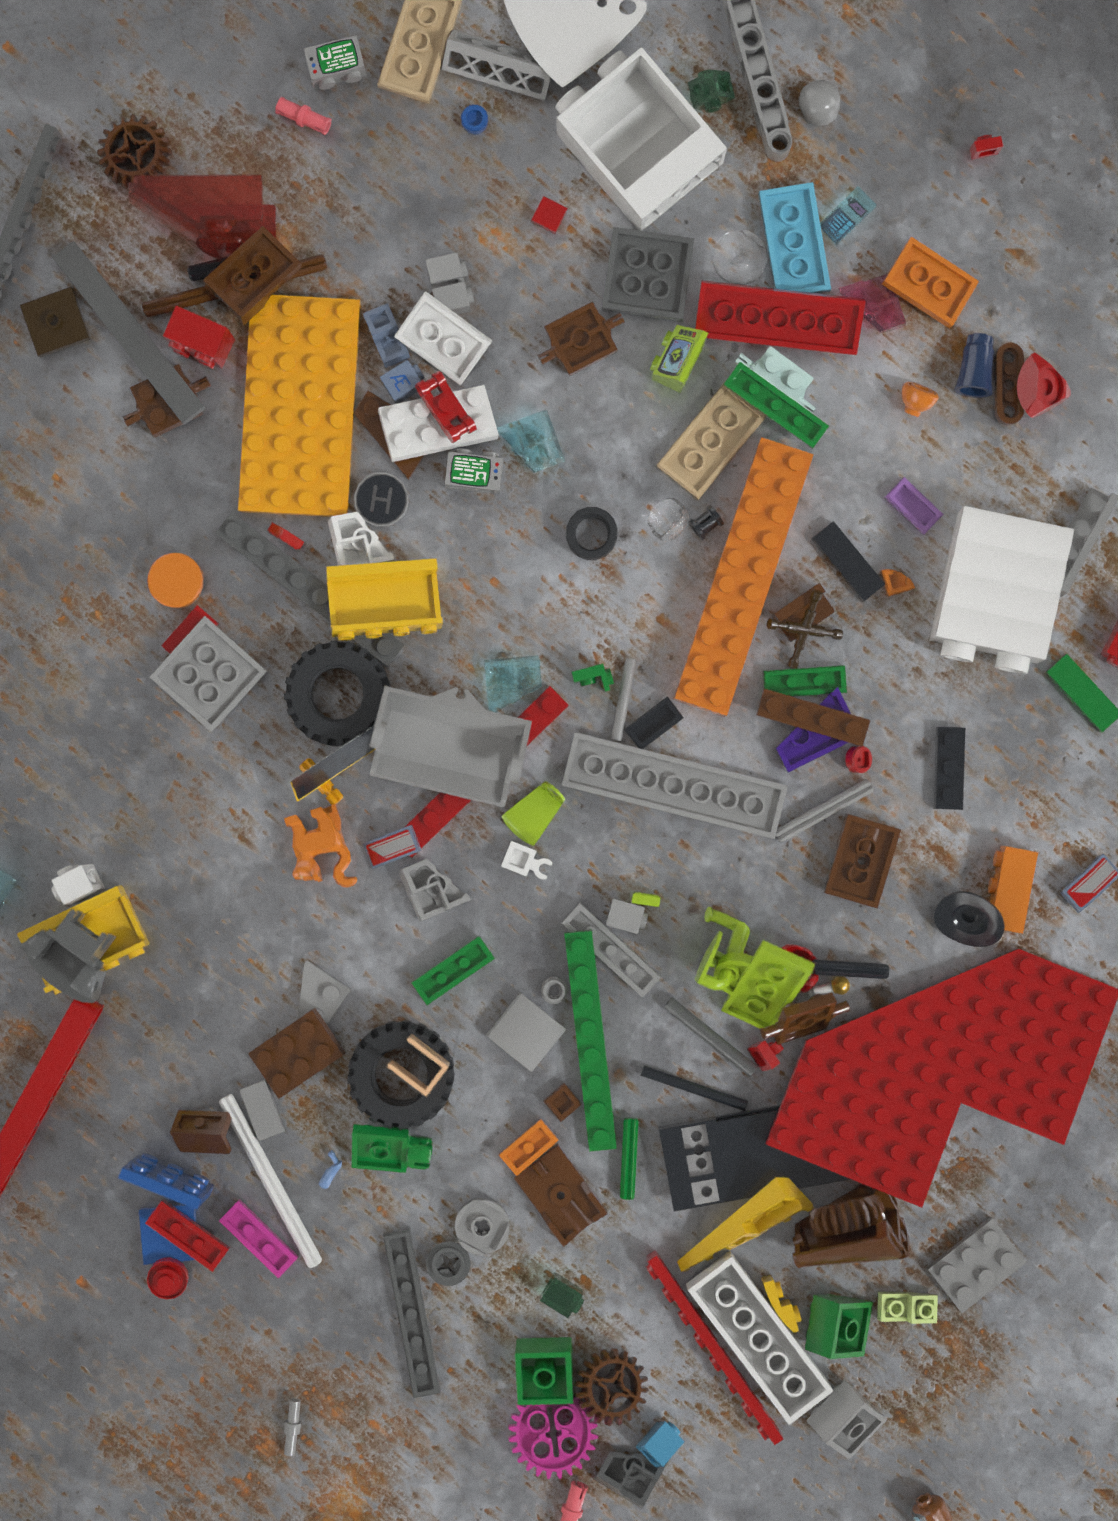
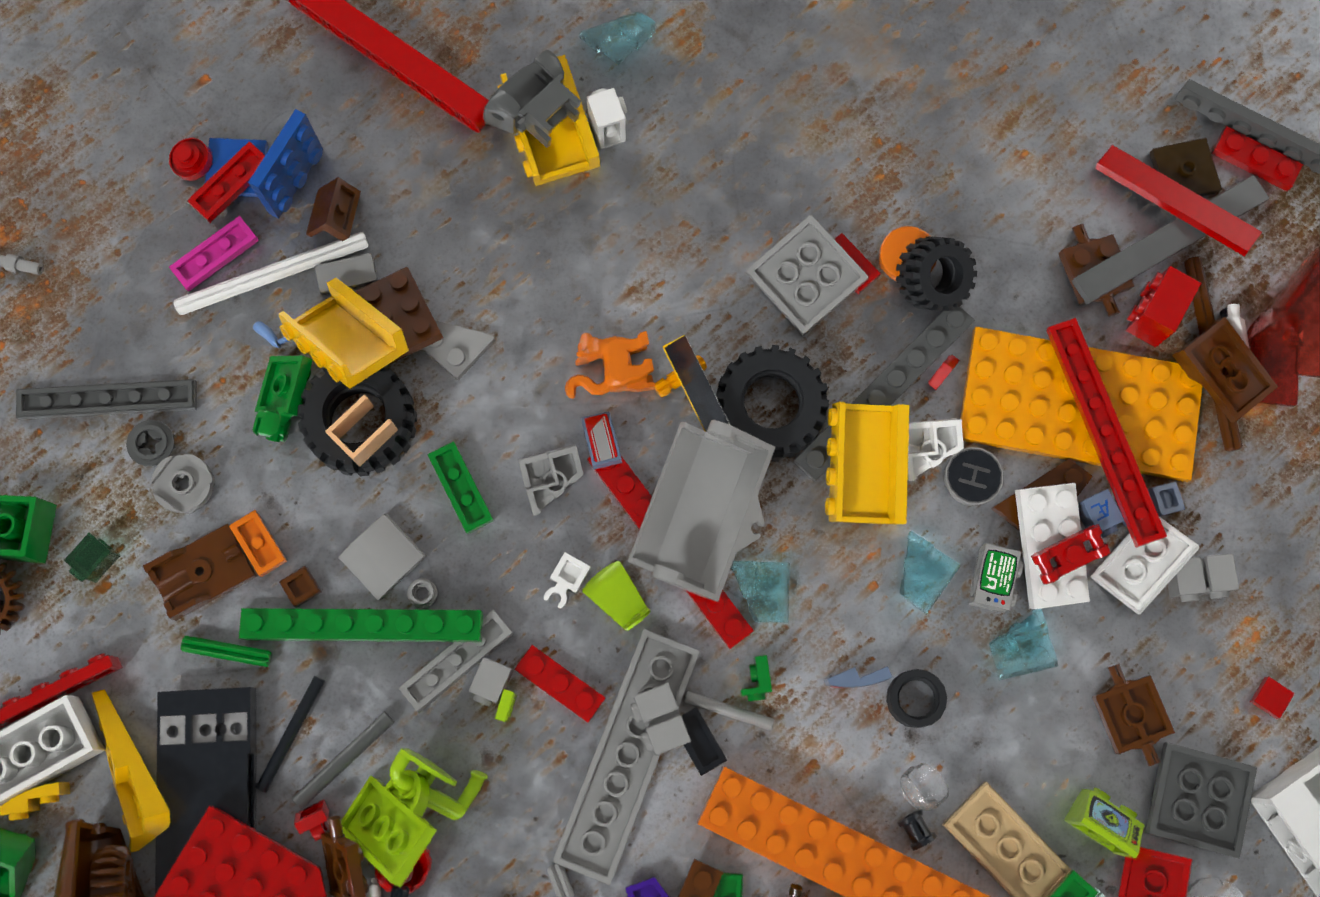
camera: 95 degrees right, 10 degrees down
(34, 254) = (1256, 158): none -> red plate
(89, 329) = (1178, 200): none -> red tile
(198, 534) = (956, 273): none -> black tyre
(206, 266) = (1237, 322): none -> white bar
(326, 383) = (1106, 433): none -> red plate
(327, 1097) = (345, 335): none -> yellow panel
(477, 536) = (925, 573): none -> clear light blue slope
(582, 594) = (851, 679): none -> sand blue slope
(619, 854) = (560, 683): none -> red plate
(640, 759) = (661, 719): none -> light grey piece

